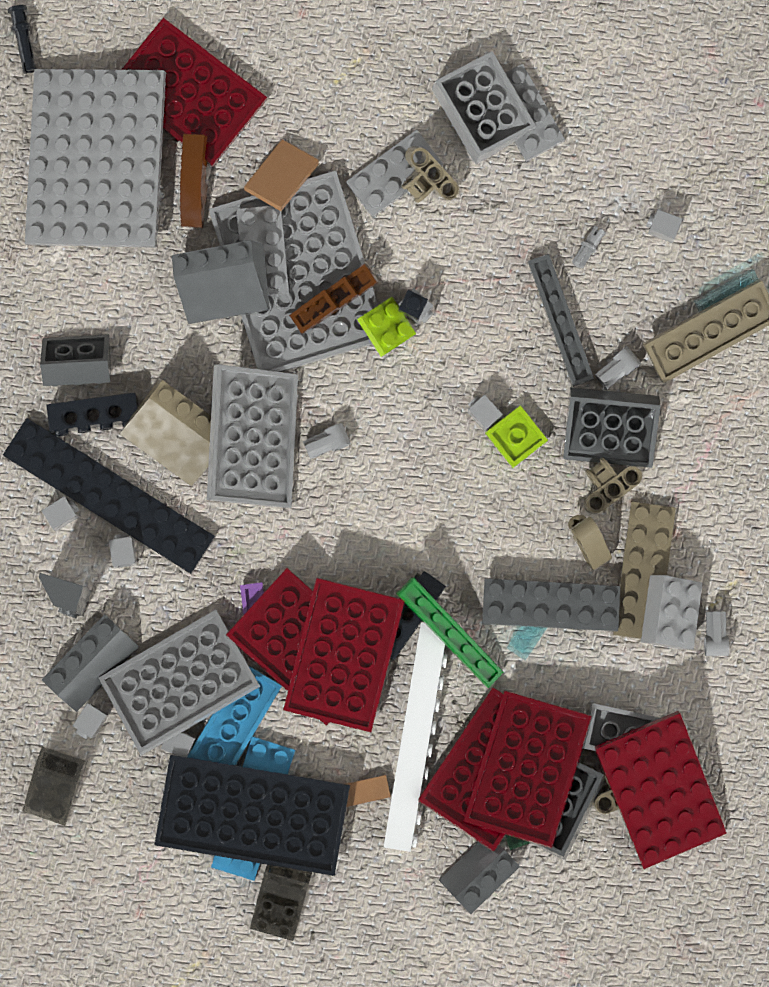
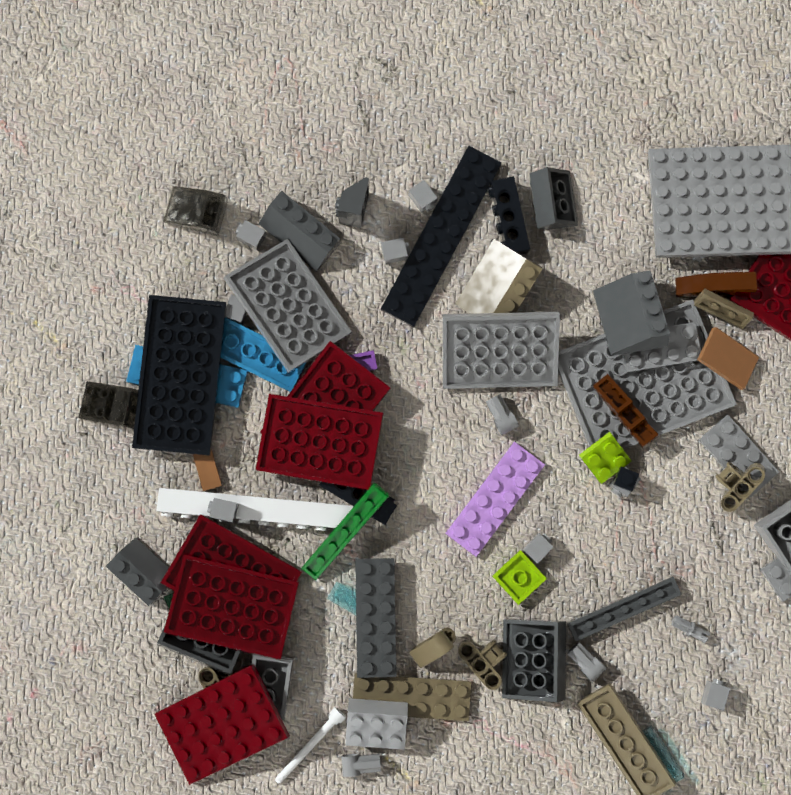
camera: 75 degrees right, 0 degrees up
(223, 174) = (723, 308): none -> dark tan plate
(415, 772) = (223, 509): none -> light grey brick
(424, 457) = (495, 499): none -> lavender plate
(662, 660) = (336, 716): none -> white piece

